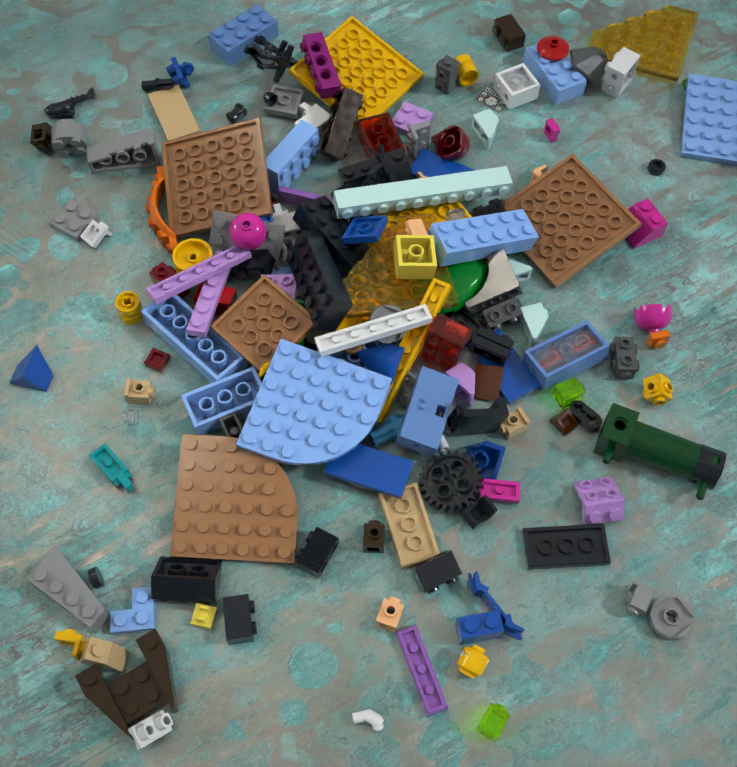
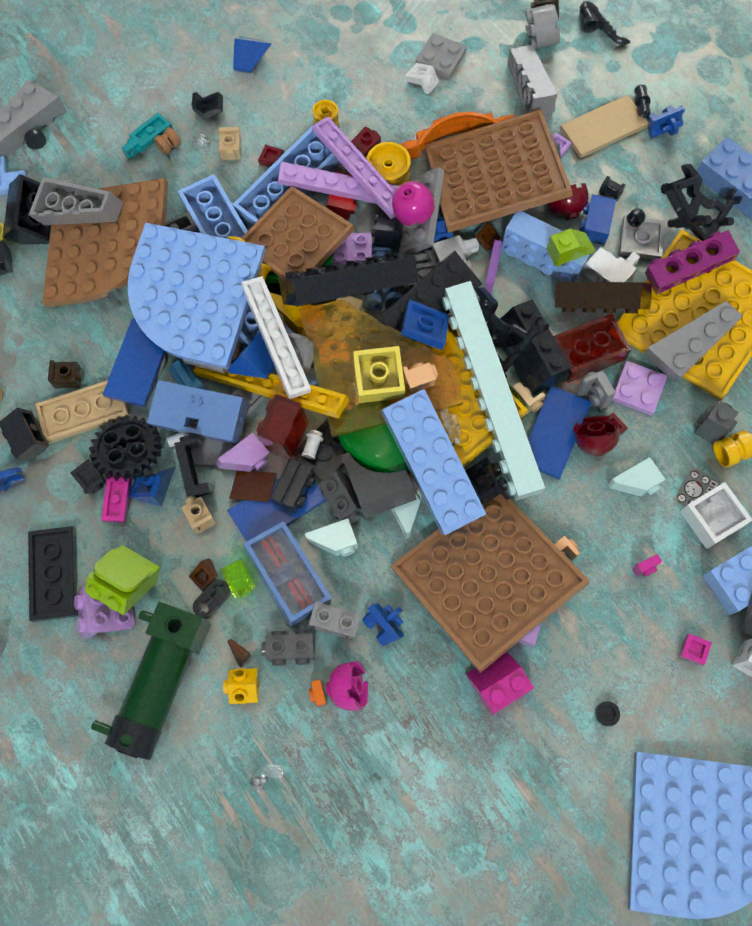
camera: 90 degrees right, 10 degrees up
(89, 409) = (208, 105): none -> black bracket
(124, 446) = (167, 141): none -> medium nougat wheel
(196, 521) = (71, 203): none -> light grey wedge
(271, 124) = (598, 218): none -> blue brick
(305, 132) = (569, 246): none -> lime slope
(317, 552) = (51, 323): black brick -> none
(385, 78) = (687, 345): none -> light grey wedge
(577, 474) = (121, 579): none -> lime brick
(596, 285) = (378, 615): none -> blue hips
(604, 319) = (333, 620): none -> light grey bracket
(609, 112) = (695, 649): none -> dark pink plate
(630, 394) = (240, 654): none -> reddish brown slope
(722, 381) = (263, 774): none -> clear arm

